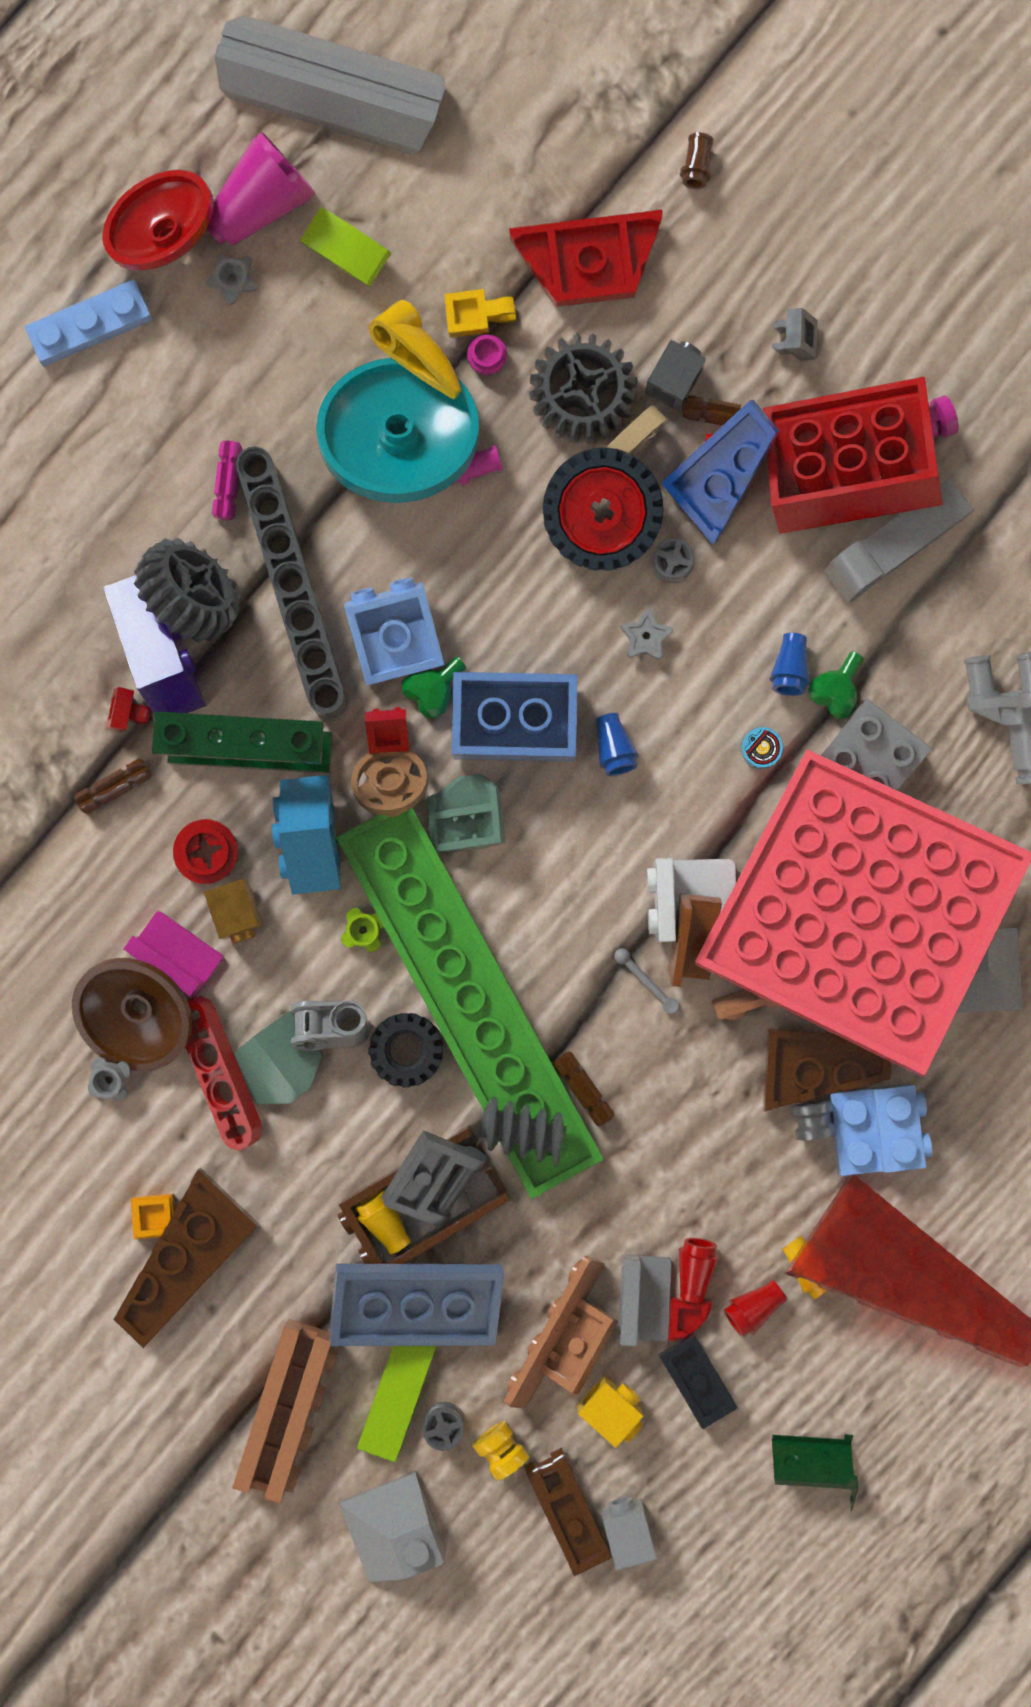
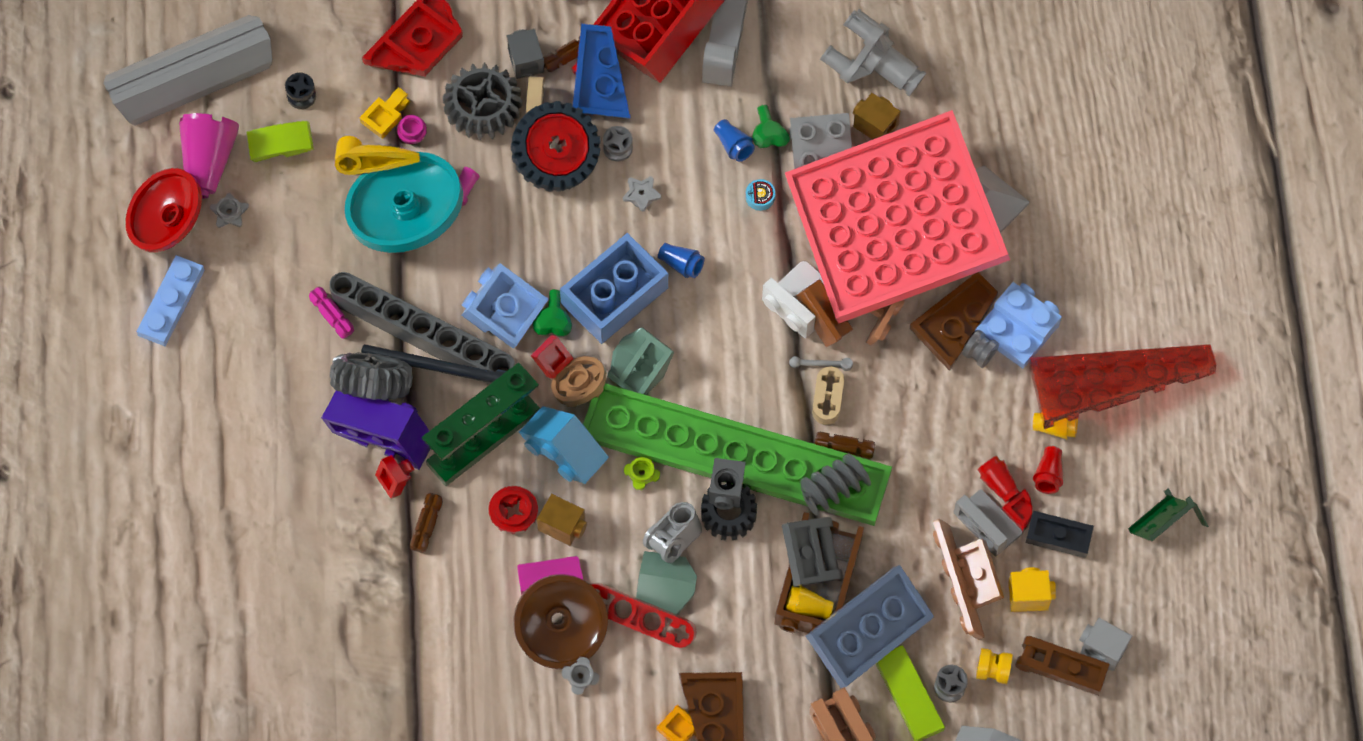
camera: 50 degrees left, 20 degrees down
(303, 707) = (437, 365): none -> black bar
(414, 200) = (295, 85): none -> black wheel
(430, 1019) = (726, 471): none -> dark grey brick
(624, 1031) = (822, 395): none -> tan beam
(958, 775) = (875, 116): none -> pearl gold brick

